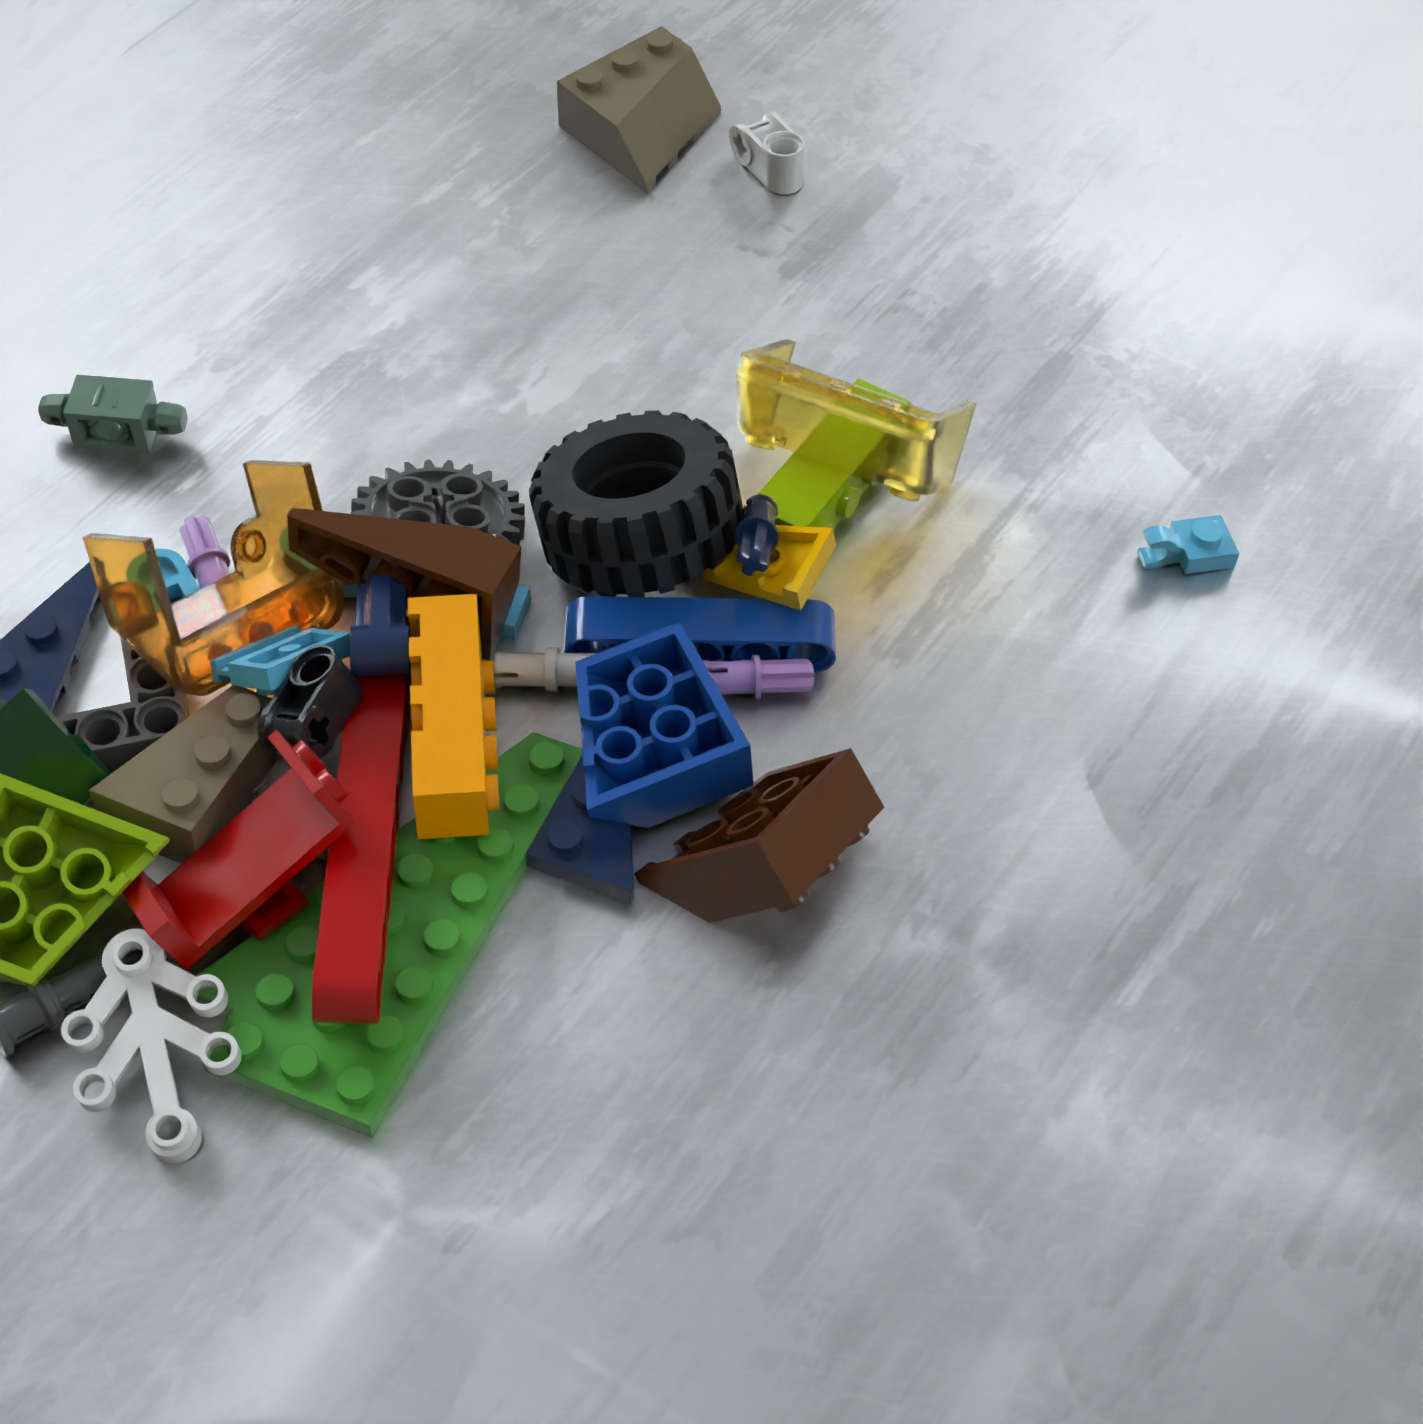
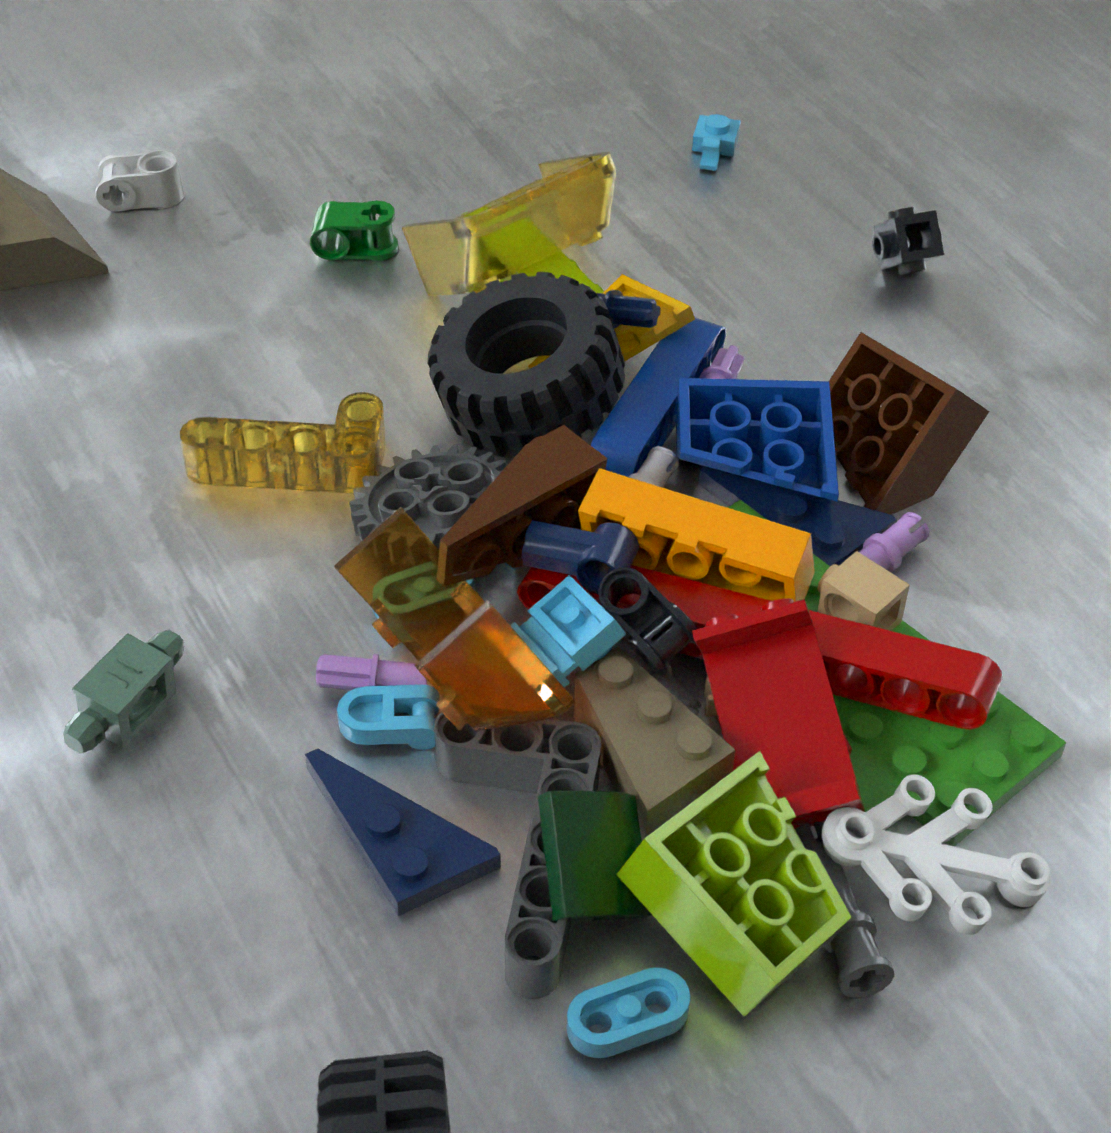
camera: 65 degrees left, 5 degrees down
(446, 876) = (863, 593): none -> tan brick
(490, 437) = (288, 452): none -> clear yellow beam
(569, 892) = (895, 542): none -> lavender pin
(803, 316) = (352, 230): none -> green piece
(1085, 765) = (907, 240): none -> black brick

